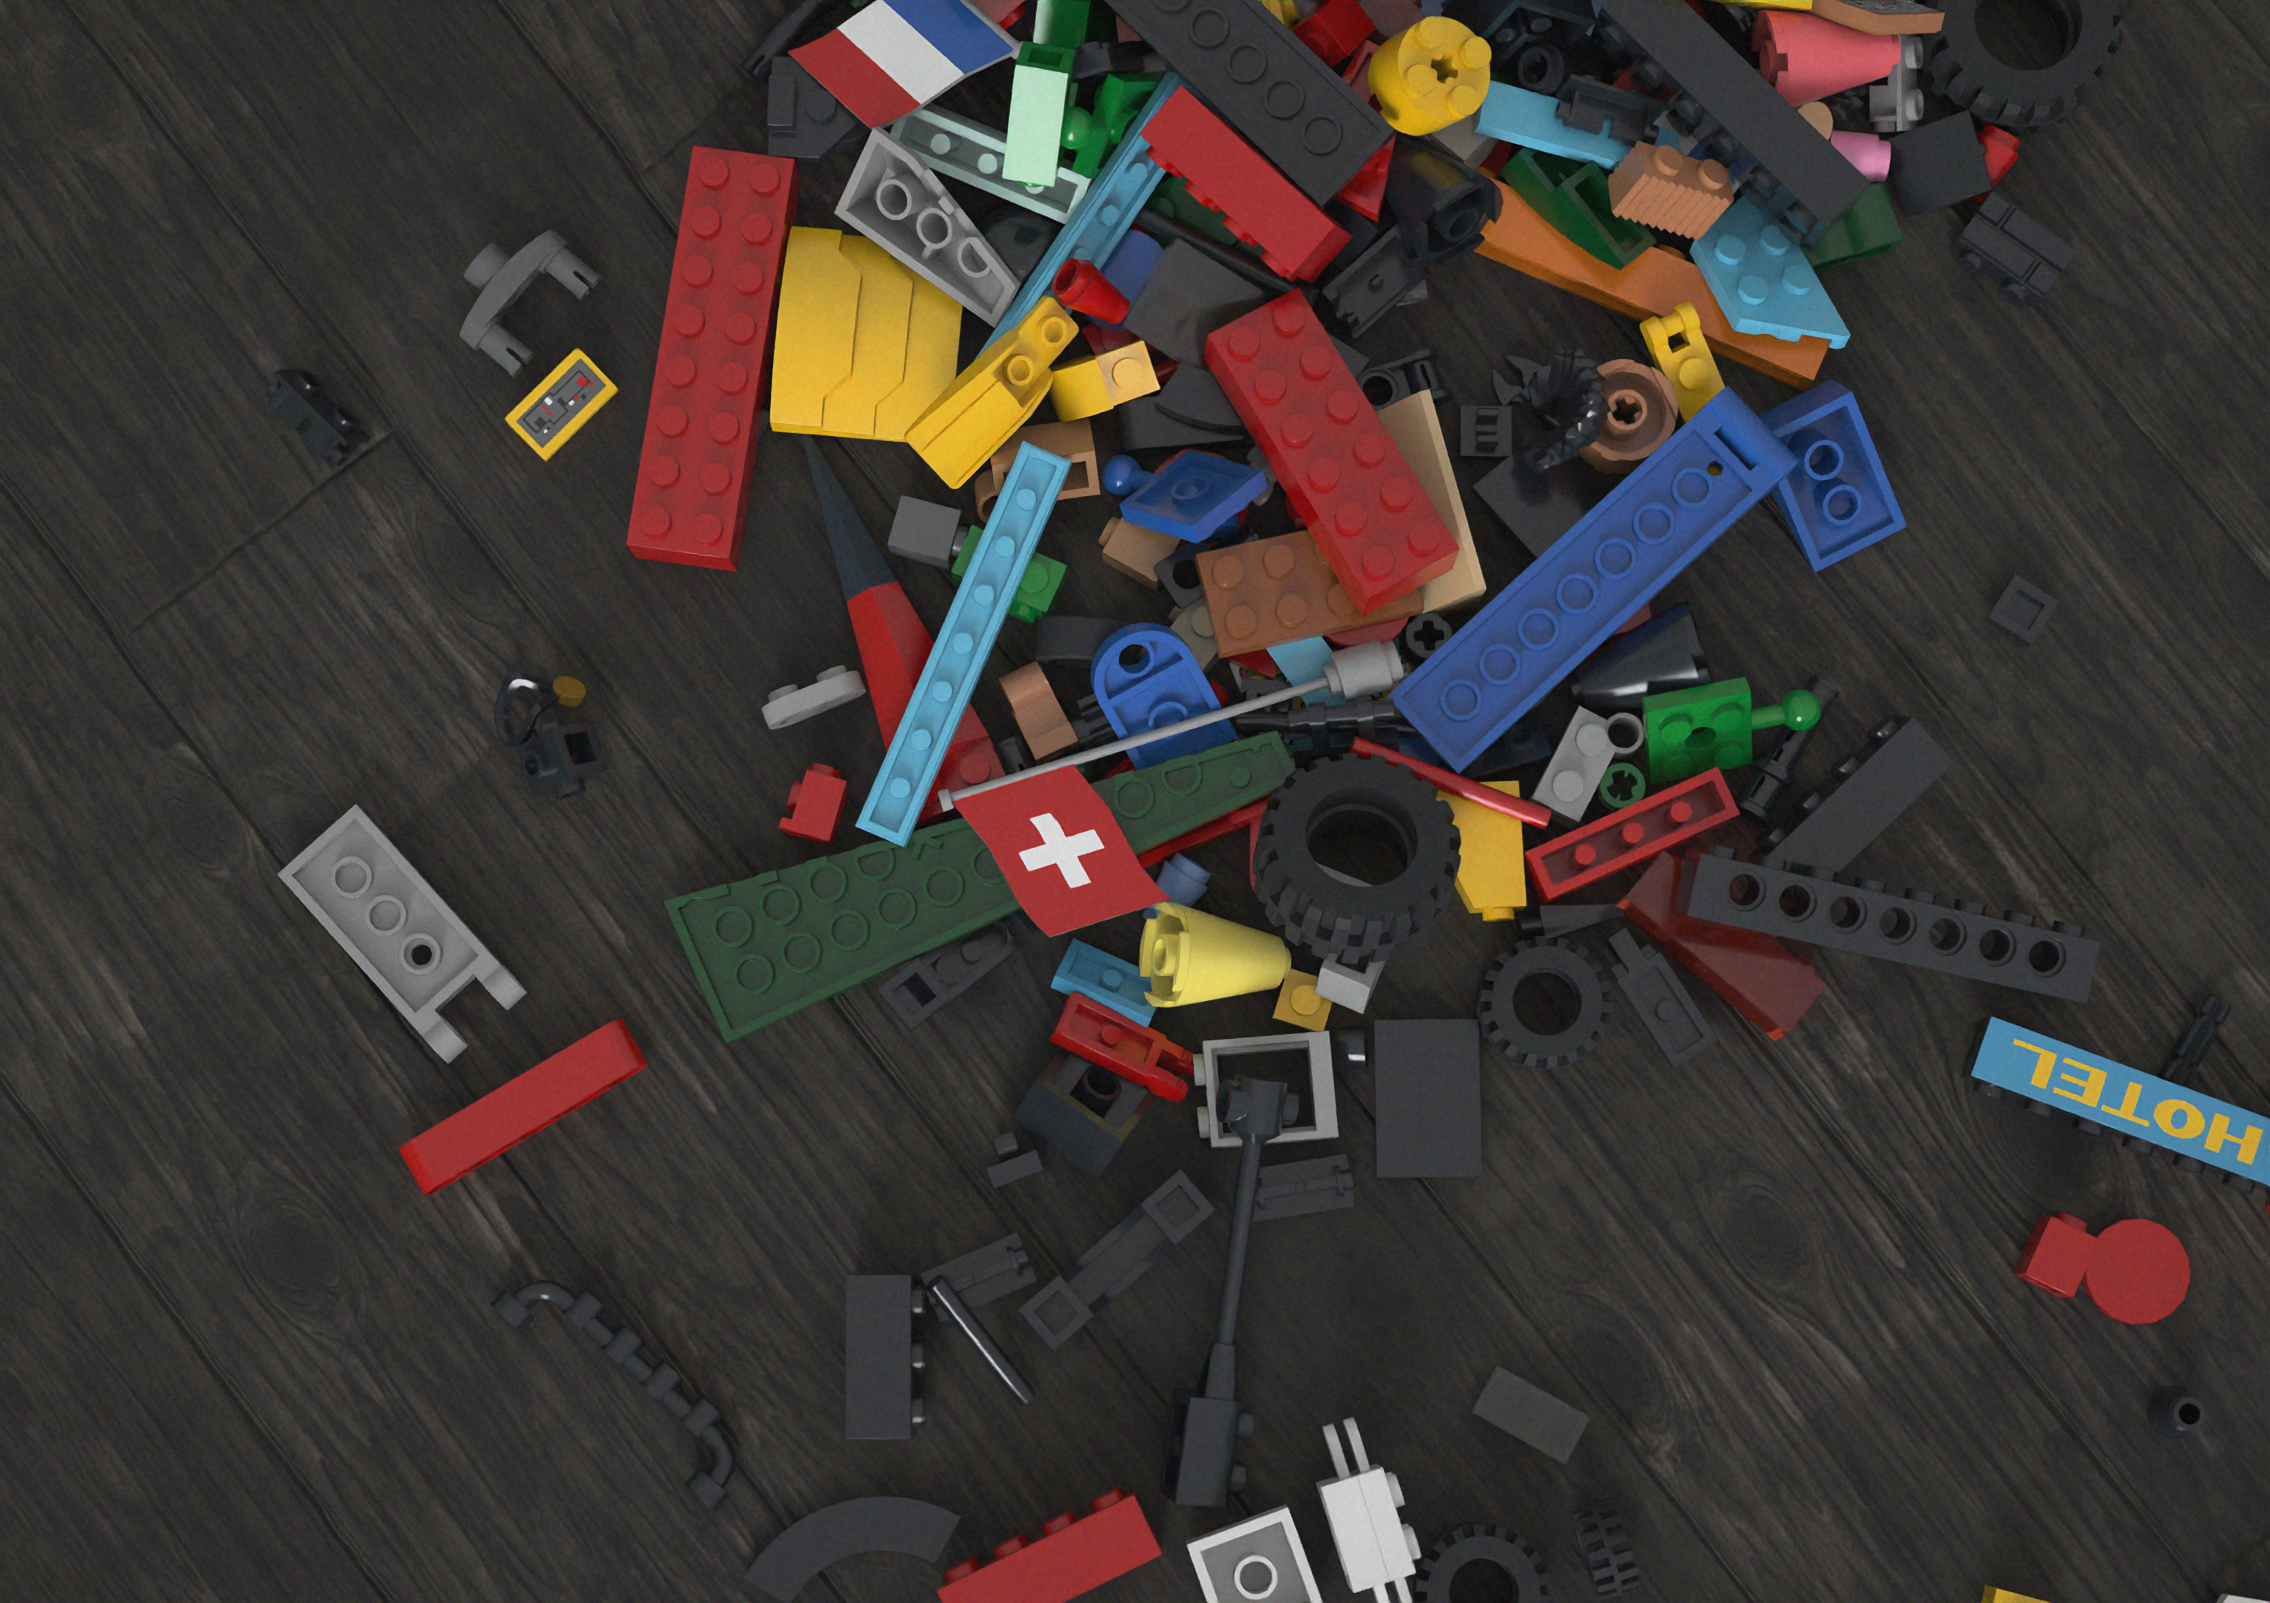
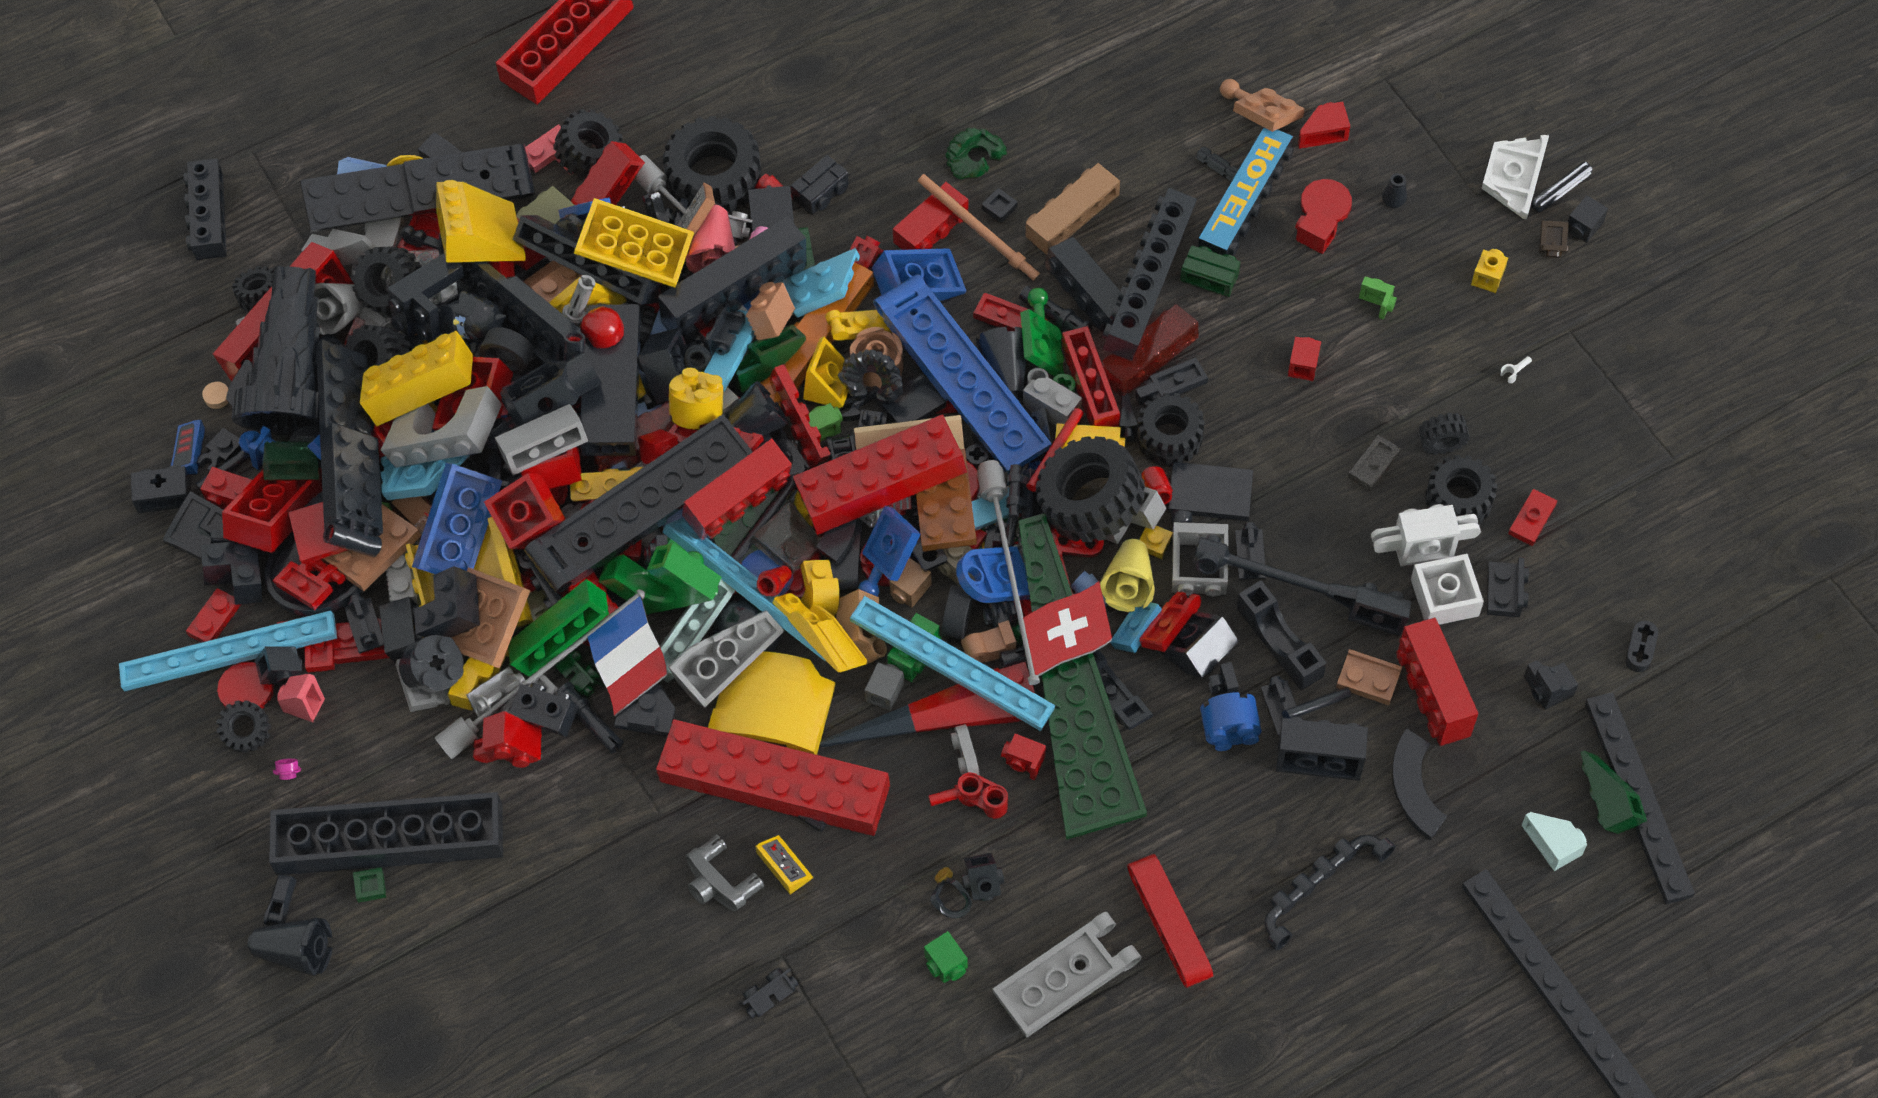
camera: 80 degrees left, 20 degrees down
(405, 715) = (945, 958): none -> green brick
(719, 736) = (985, 791): none -> red beam
(921, 1180) = (1231, 721): none -> blue brick
(1065, 1438) = (1369, 677): none -> nougat plate
(1415, 989) = (1157, 480): none -> red brick
(1441, 294) = (799, 416): none -> red wing
(1470, 335) = (826, 420): none -> bright green brick
(1567, 316) = (821, 376): none -> yellow slope
(1750, 1256) = (1304, 358): none -> red brick
(1768, 648) = (999, 312): none -> red hinge
(1866, 361) = (868, 251): none -> red bracket
(1896, 660) = (1015, 259): none -> nougat bar
(1929, 1049) = (1210, 270): none -> dark green brick
(1929, 1390) = (1379, 293): none -> bright green bracket
(1961, 481) = (928, 222): none -> red brick
(2035, 756) = (1072, 208): none -> medium nougat brick
(2159, 519) = (965, 141): none -> dark green piece

